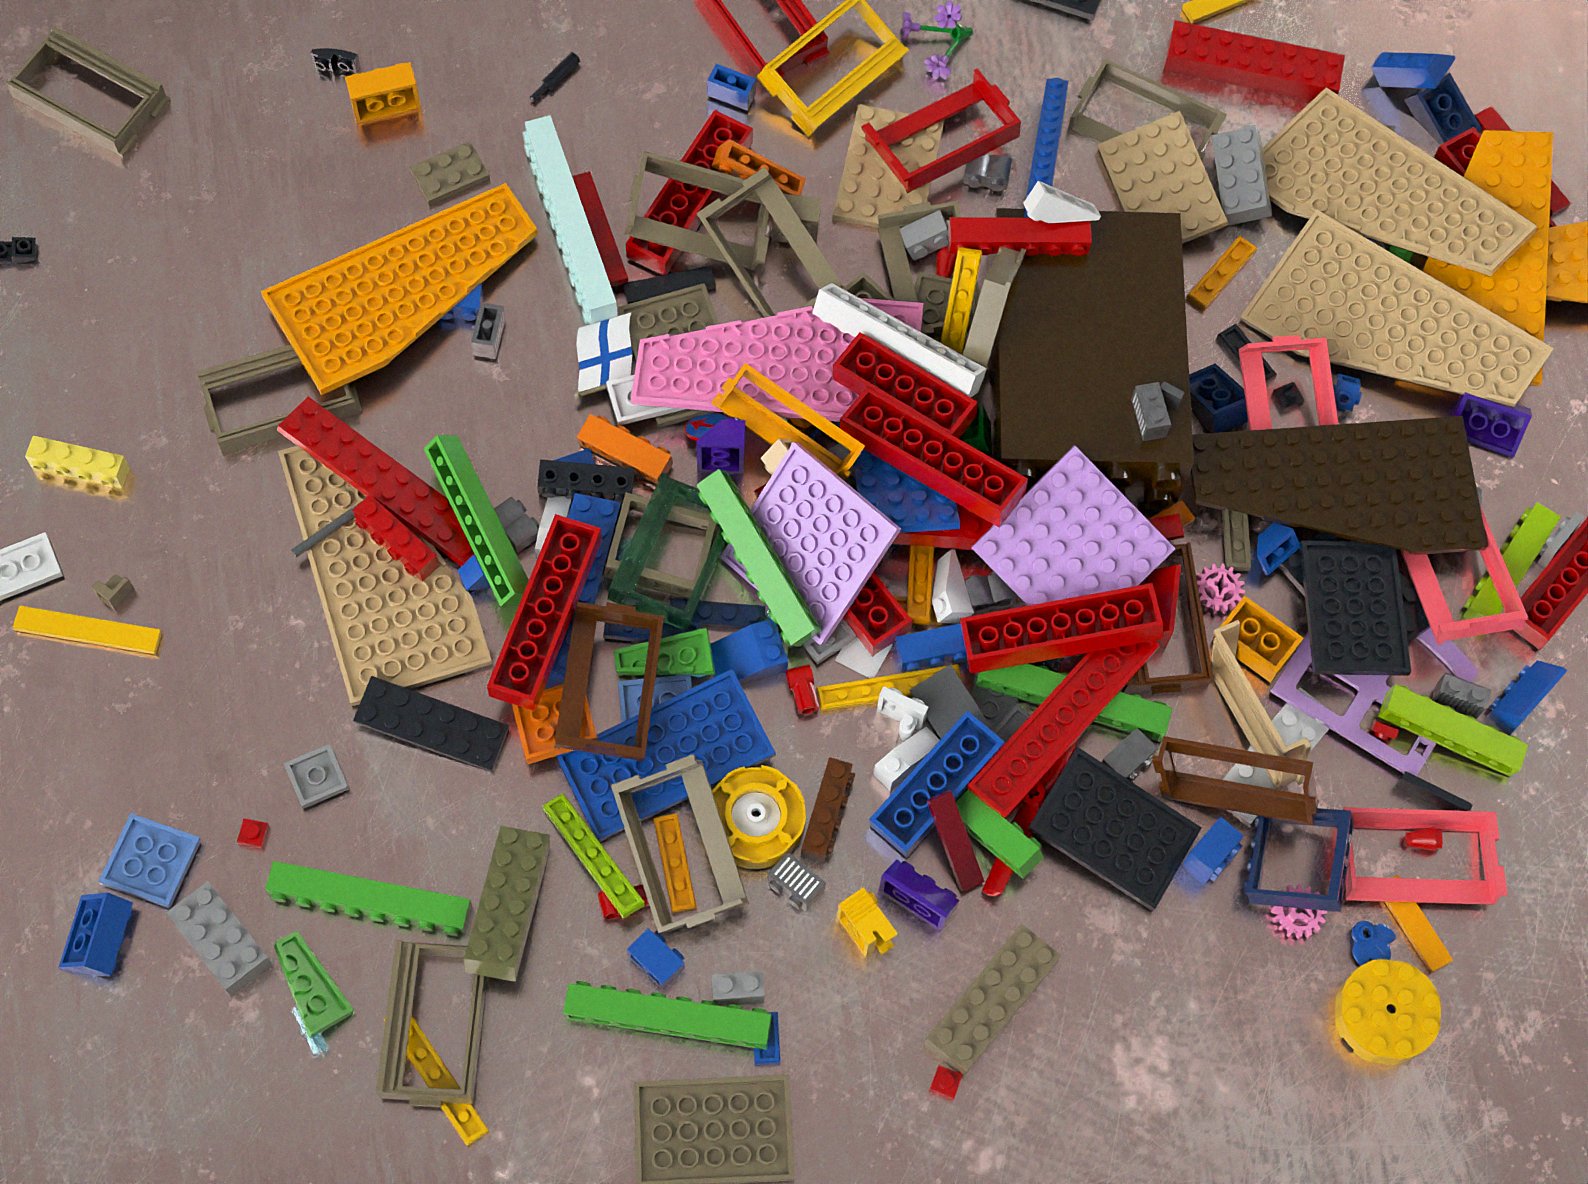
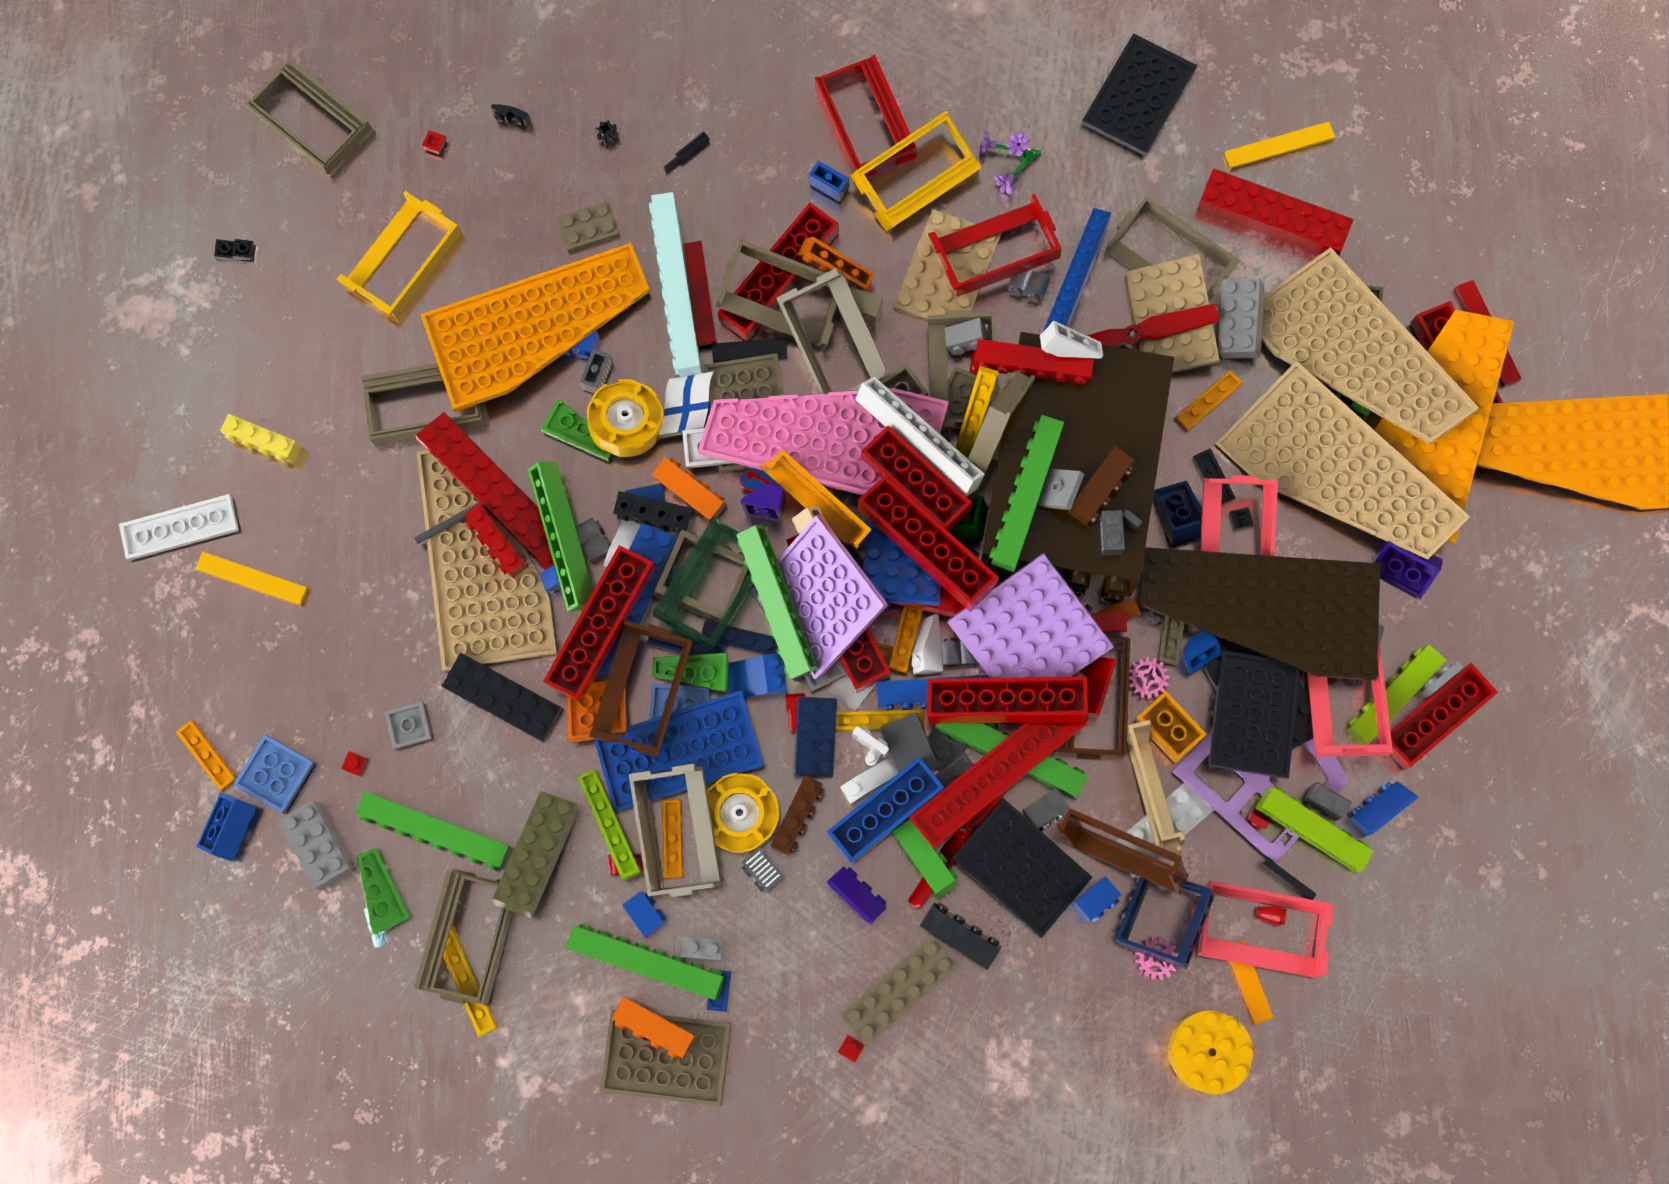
camera: 20 degrees right, 10 degrees up
(57, 852) = (206, 755): none -> light orange tile
(113, 591) = (275, 549): dark tan panel -> none
(204, 217) = (387, 241): none -> yellow piece
(246, 101) = (434, 142): none -> red plate
(383, 92) = (543, 150): light orange brick -> none
(455, 65) = (606, 132): none -> black gear
(465, 400) = (571, 428): none -> bright green wing
(533, 377) = (625, 418): none -> yellow piece
(694, 1091) = (653, 1027): none -> orange brick
(832, 712) = (815, 736): none -> dark blue plate
(866, 922) = (809, 913): yellow piece -> none
(955, 840) = (892, 859): dark red tile -> none
(1042, 382) = (1028, 491): none -> bright green brick
(1057, 921) = (960, 935): none -> black brick
(1081, 370) = (1060, 489): none -> light grey plate
(1127, 361) = (1101, 485): none -> reddish brown brick
(1164, 188) = (1160, 326): none -> red piece
(1346, 392) = (1288, 524): blue brick -> none
(1375, 944) = (1213, 994): blue plate -> none
(1411, 69) = (1409, 239): blue slope -> none
(1442, 110) = (1429, 279): dark blue slope -> none

